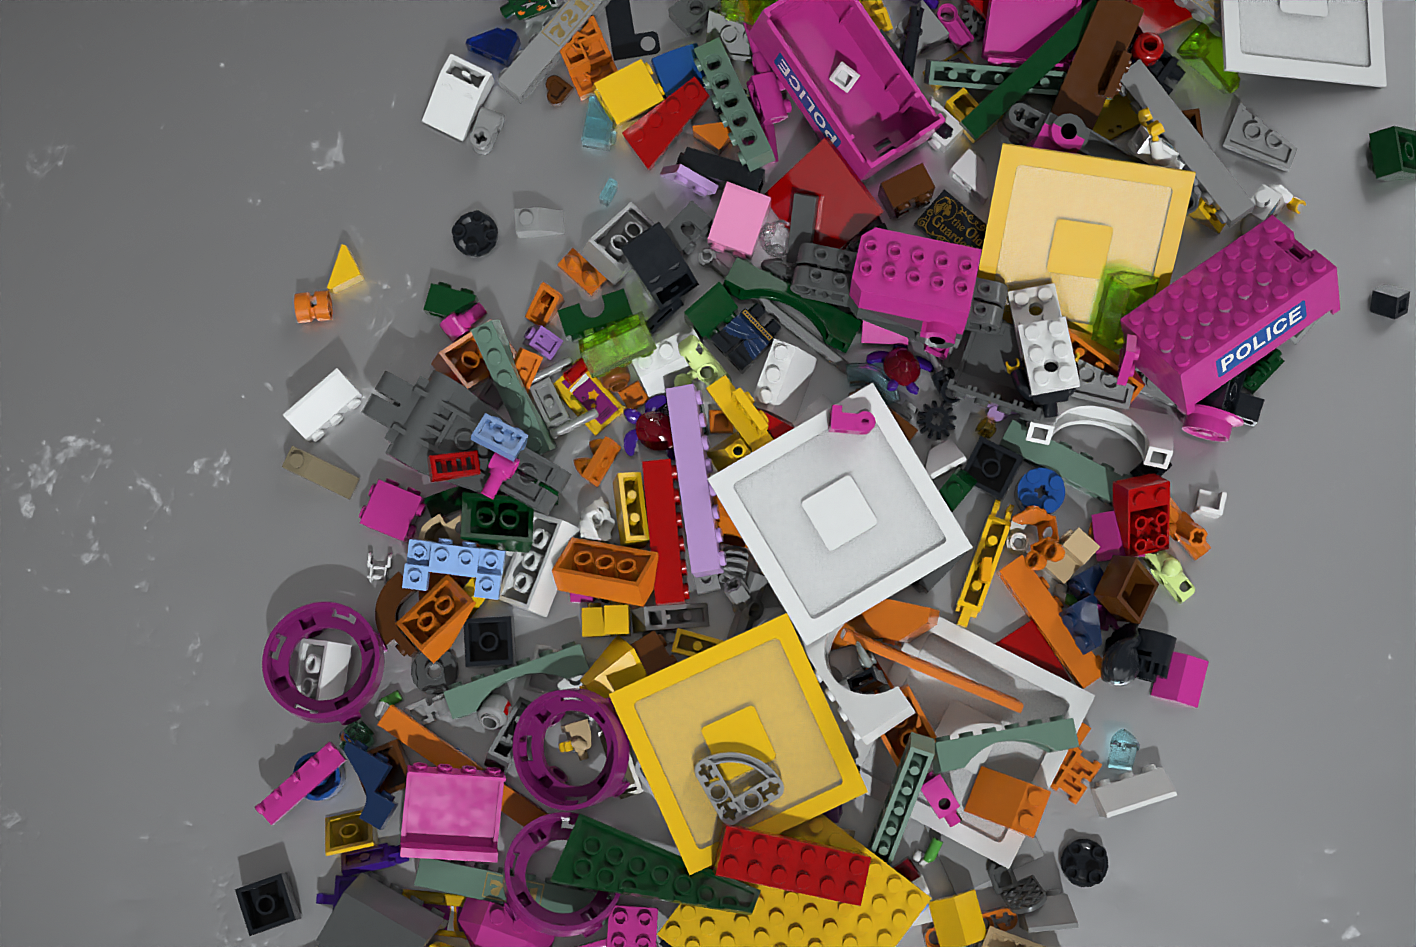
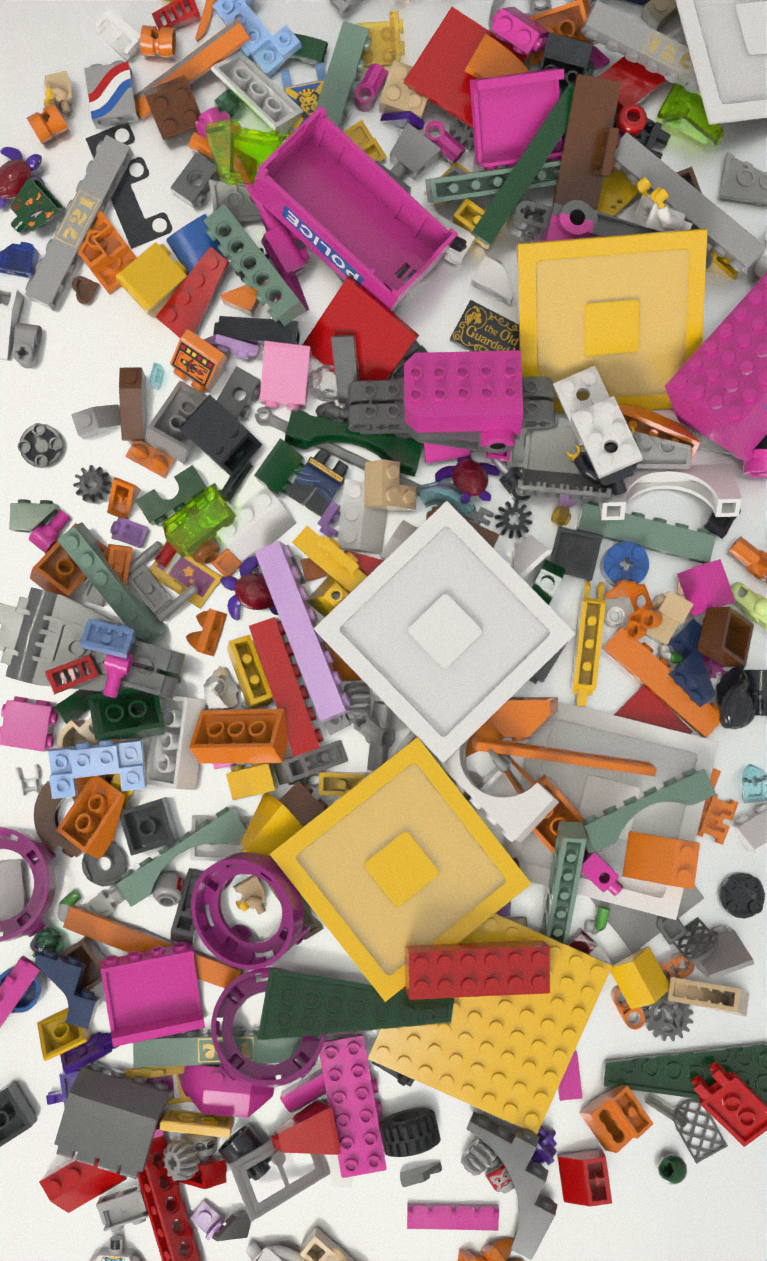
camera: 15 degrees left, 5 degrees up
(517, 292) = (93, 492): none -> black gear
(578, 213) = (132, 403): none -> reddish brown slope
(598, 128) = (132, 318): clear light blue slope -> none
(654, 187) = (198, 362): none -> orange piece
(697, 361) = (278, 519): yellowish green piece -> none
(738, 801) = (414, 923): light grey beam -> none
(750, 372) = (331, 515): none -> medium lavender bracket
(811, 357) = (383, 487): none -> tan brick
(844, 77) = (352, 214): white slope -> none
(850, 422) = (436, 544): dark pink leg -> none
(870, 686) = (498, 790): black piece -> none
(906, 191) = (435, 310): reddish brown piece -> none
(912, 31) = (406, 158): black pin -> none
(985, 570) = (592, 651): light orange tile -> none
(1120, 296) = (660, 363): clear neon green slope -> none
(1126, 356) = (678, 419): dark pink wing -> none
(1142, 513) = (725, 562): red slope -> none

